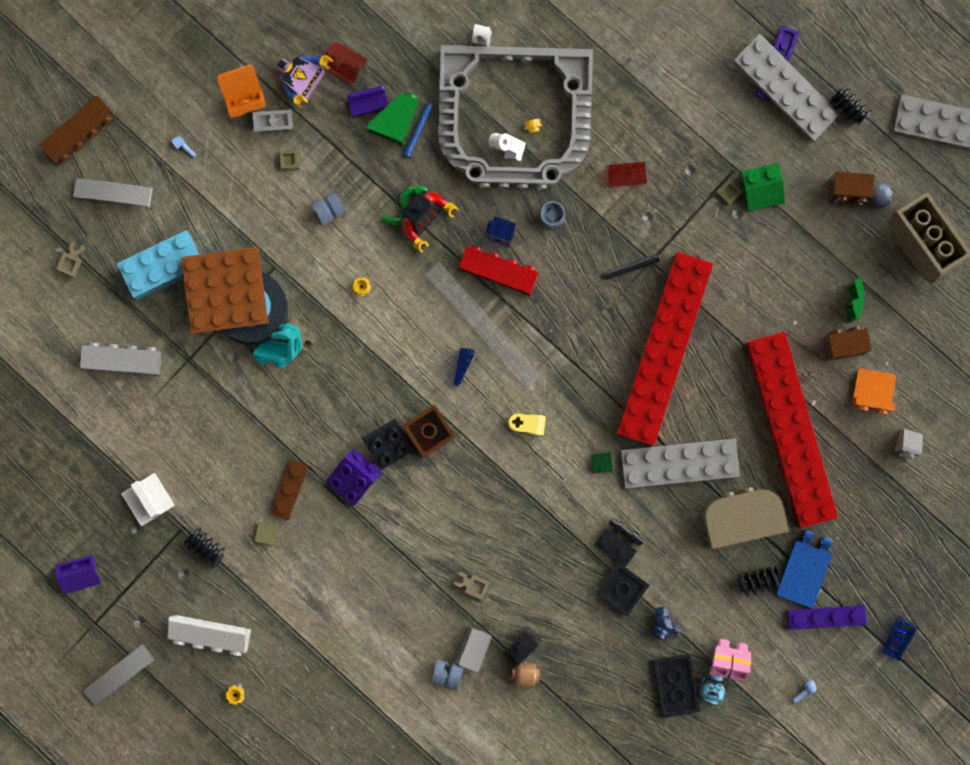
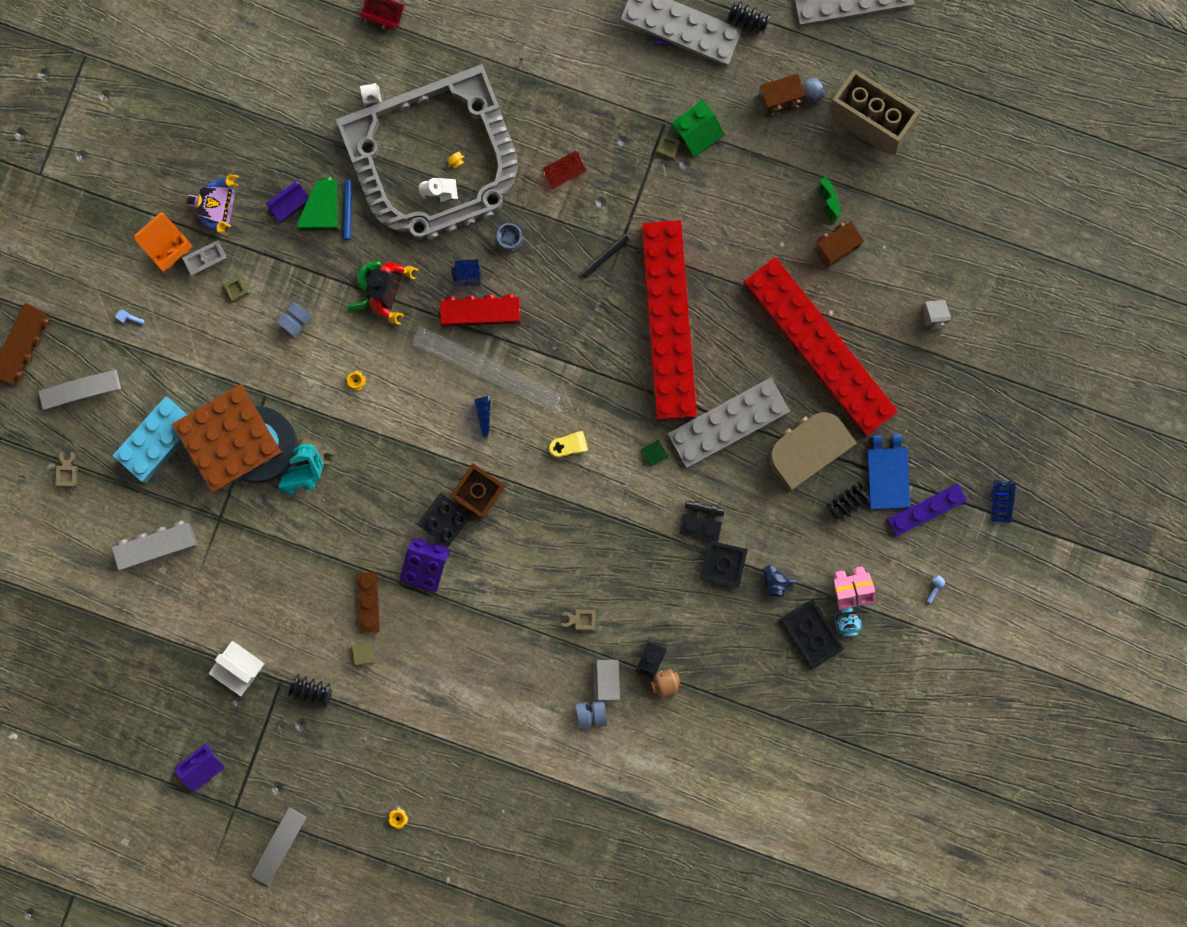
camera: 25 degrees left, 0 degrees up
(209, 634) = (348, 771): white slope -> none
(345, 62) = (251, 173): clear red panel -> none
(874, 391) = (883, 278): orange bracket -> none

